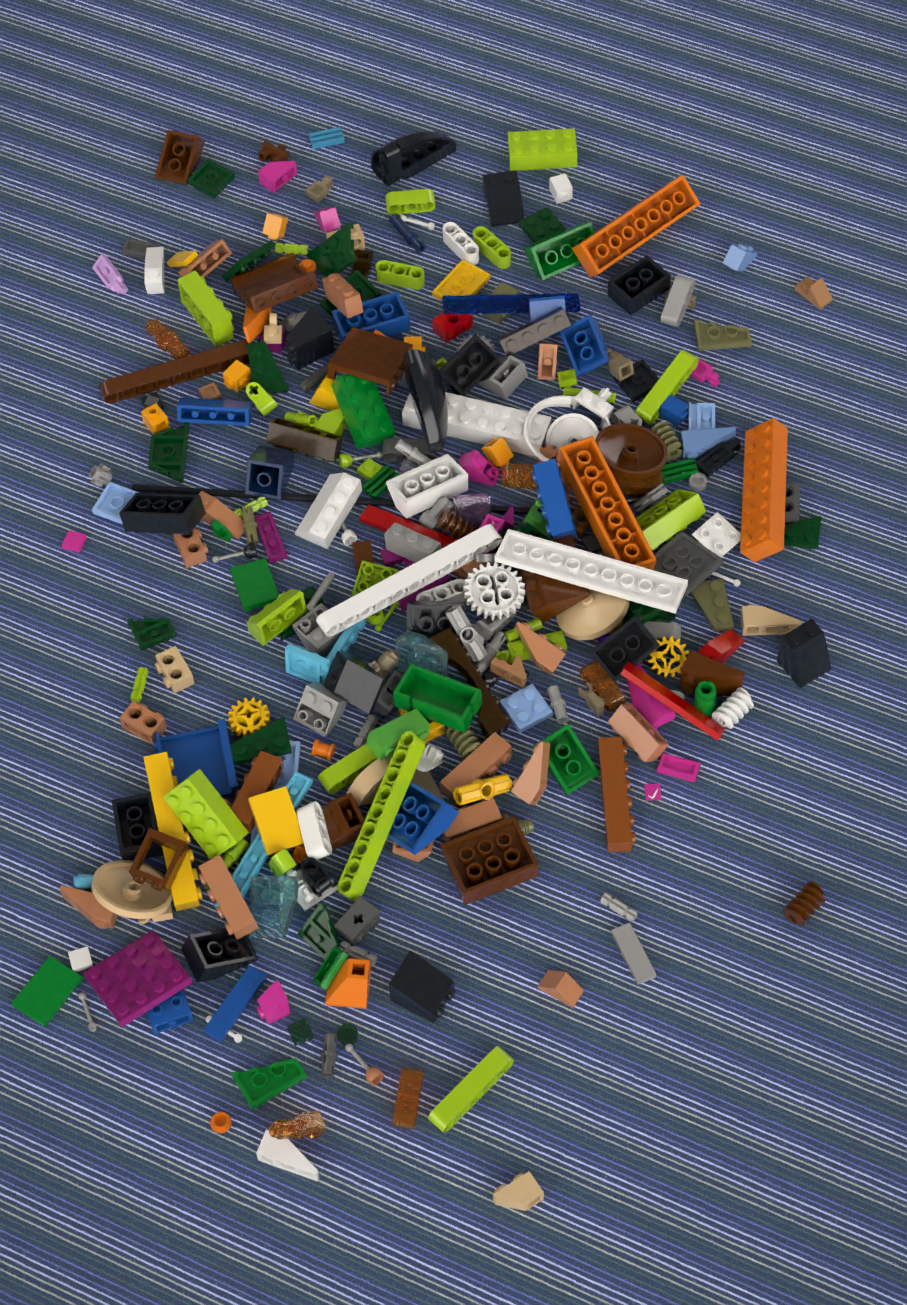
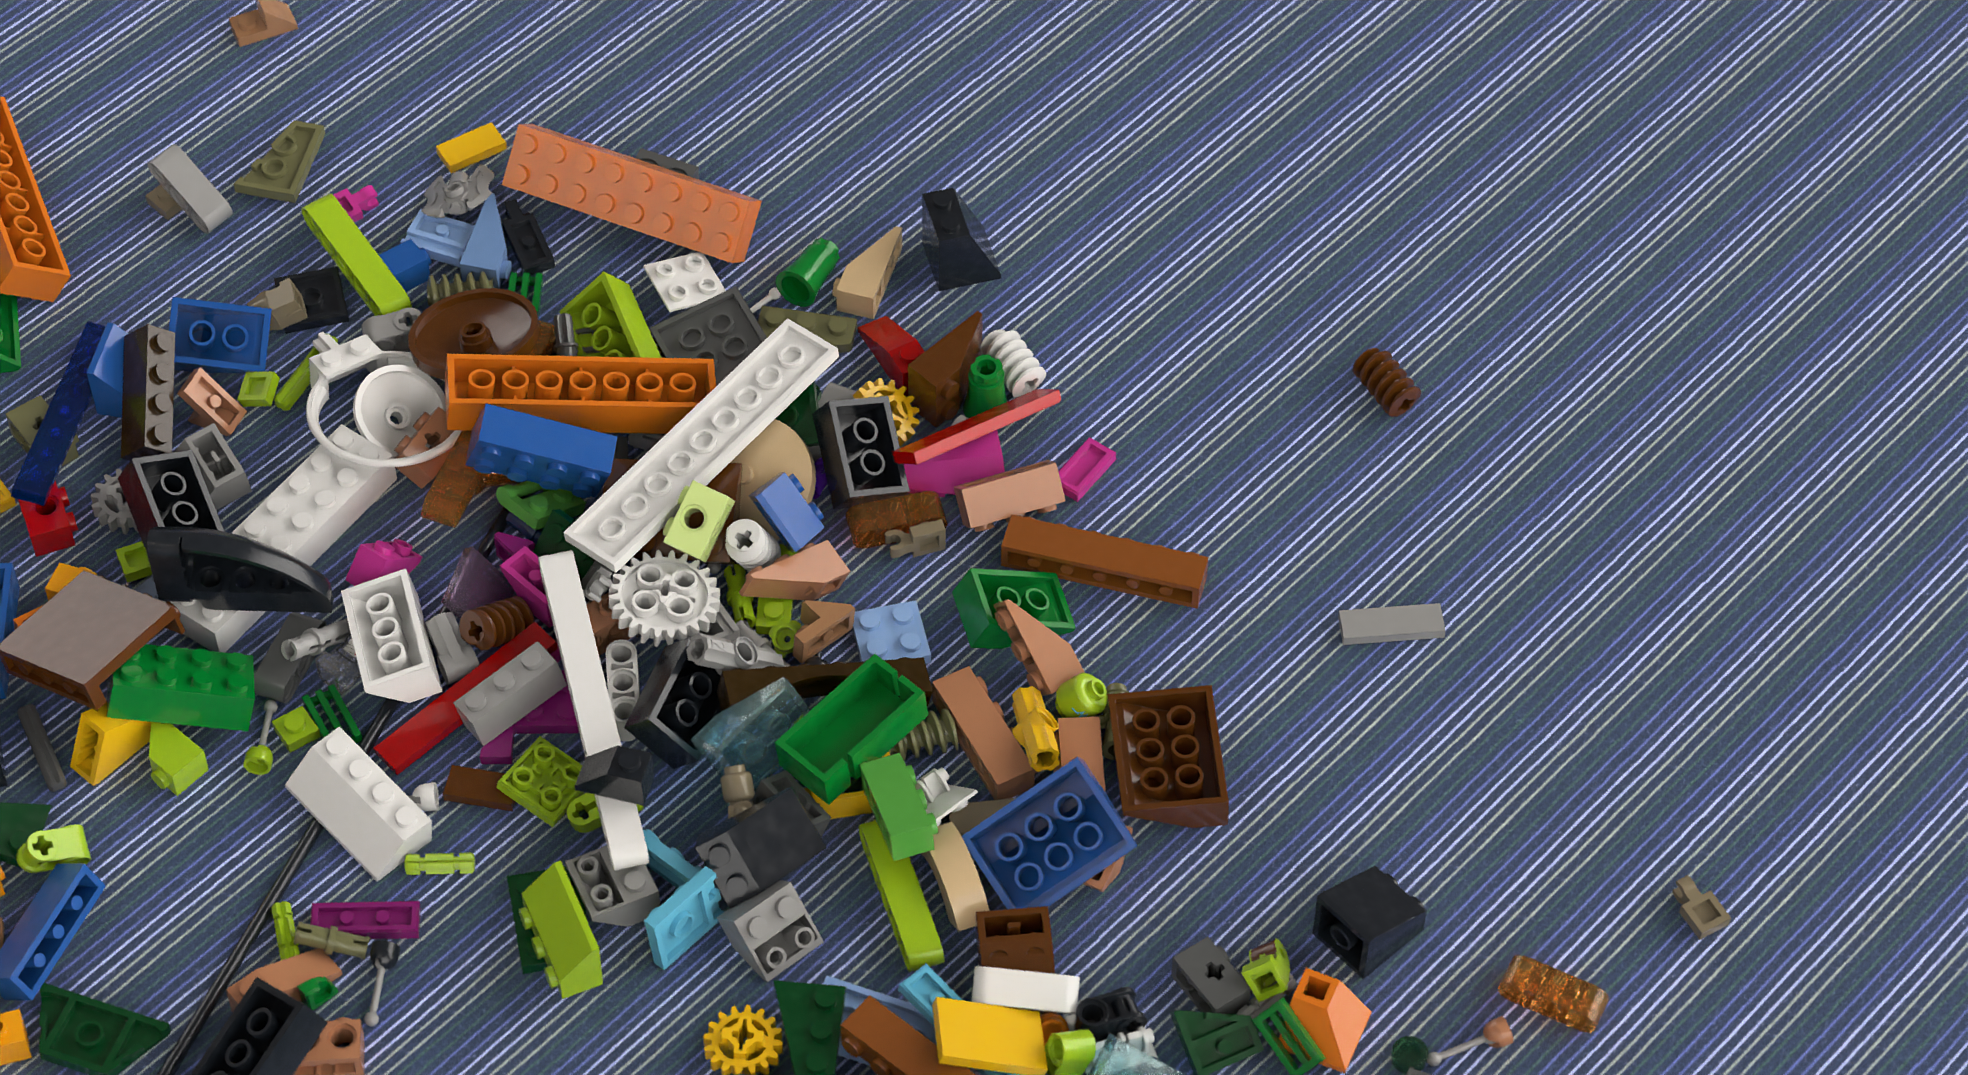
camera: 75 degrees left, 5 degrees down
(254, 584) = (463, 966): green tile -> none
(268, 472) = (232, 875): dark blue slope -> none
(301, 418) = (137, 797): lime pin -> none
(304, 439) = (187, 803): dark brown brick -> none
(312, 556) = (440, 863): none -> lime axle
(320, 591) = (519, 858): light grey bar -> none
(323, 749) = (855, 947): orange bush -> none
(360, 601) = (618, 774): none -> black slope
(369, 946) = (1267, 965): none -> lime leg
(371, 721) = (842, 876): light grey axle -> none
(381, 816) = (1023, 870): lime beam -> none
(471, 1089) = (1564, 902): lime beam -> none
(491, 1166) = (1699, 910): none -> dark tan plate
(497, 452) = (366, 523): light orange brick -> none
(514, 805) = (1081, 697): none -> lime head
(519, 1194) = (1758, 881): tan slope -> none
(538, 585) = (701, 540): none -> yellowish green brick
(542, 619) = (751, 544): none -> white piece
(558, 704) = (904, 589): light grey pin -> none
(561, 987) = (1418, 735): nougat slope -> none
(566, 625) = (788, 511): none -> slope
(619, 907) = (1304, 618): light grey axle -> none
(638, 285) = (124, 231): black brick -> none
(652, 792) = (1112, 517): dark pink sticker -> none
(697, 482) = (558, 283): light grey tile -> none
(732, 415) = (459, 194): none -> light grey piece
(739, 256) = (140, 86): medium blue slope -> none
(754, 591) = (807, 273): none -> green plant
(769, 410) = (471, 147): none -> yellow tile
(803, 533) = (727, 172): dark green wing -> none

